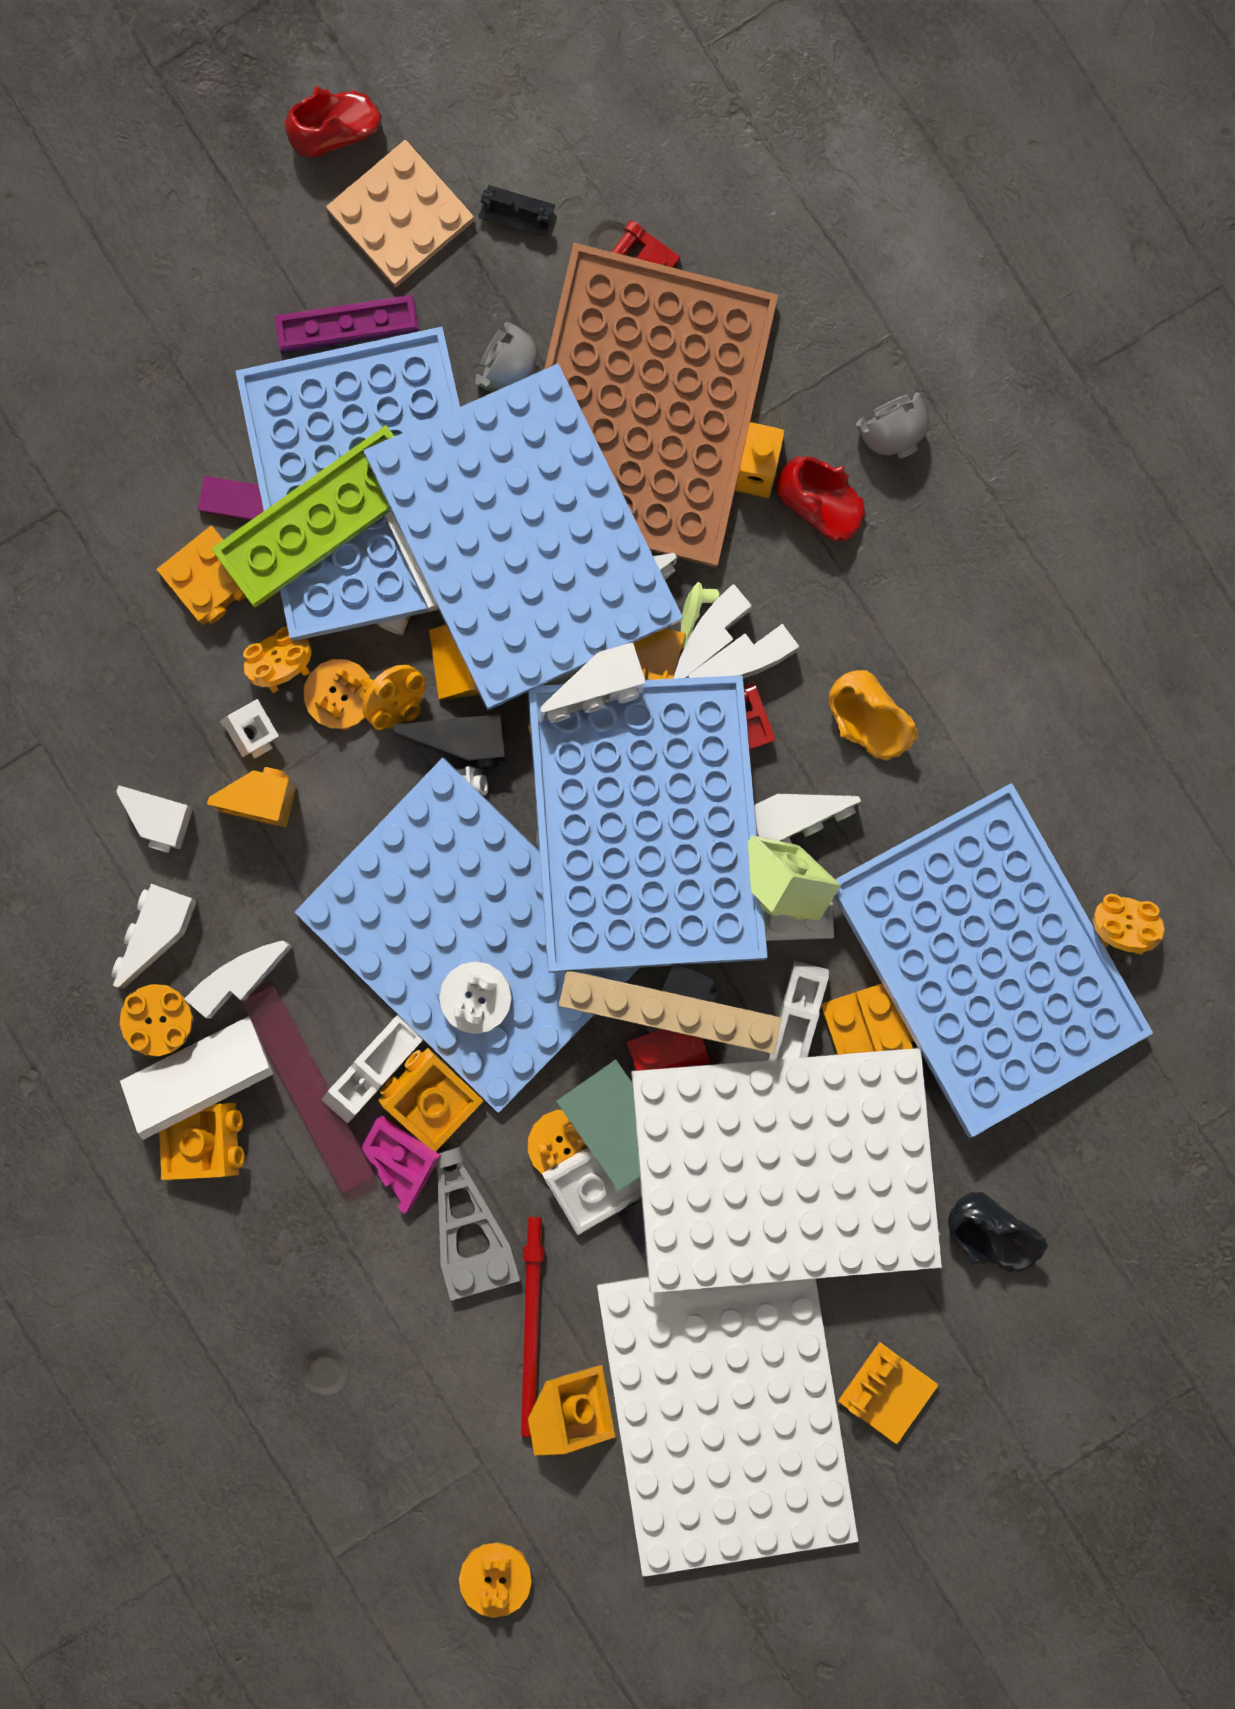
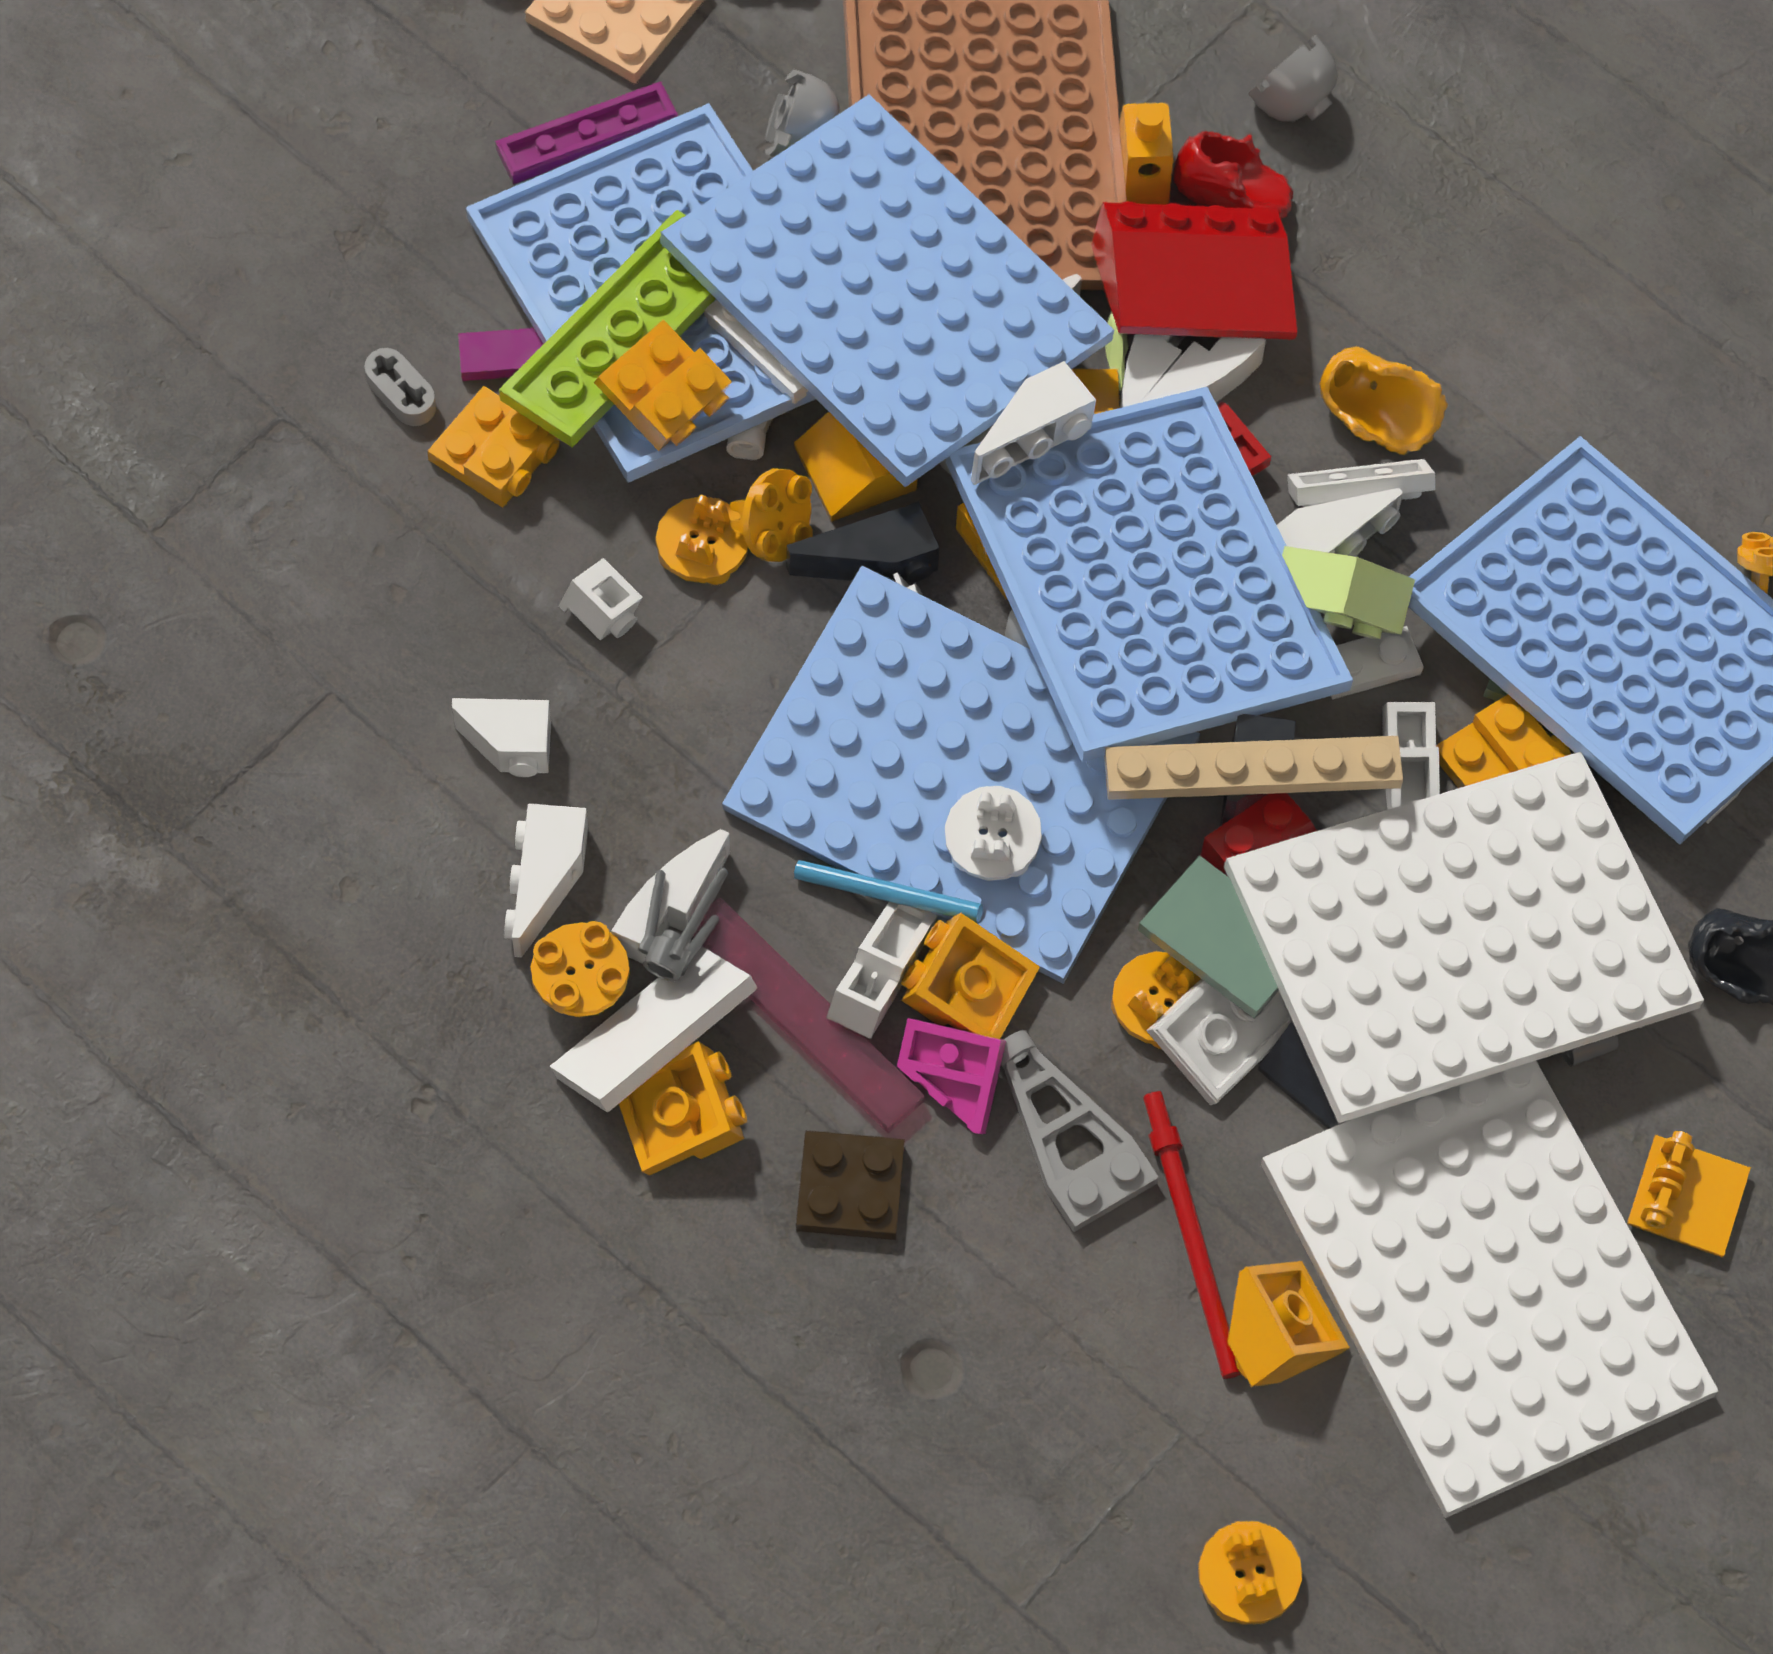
camera: 15 degrees left, 20 degrees down
(143, 511) = (393, 393): none -> light grey beam
(221, 1028) = (672, 952): none -> dark grey plant
(258, 797) = (634, 671): light orange slope -> none
(276, 660) = (614, 512): light orange plate -> none
(305, 1225) = (850, 1185): none -> dark brown plate
(332, 580) = (664, 386): none -> light orange plate
(392, 1015) = (887, 890): none -> dark azure bar
(762, 579) = (1196, 270): none -> red slope
(836, 777) = (1337, 484): none -> white plate

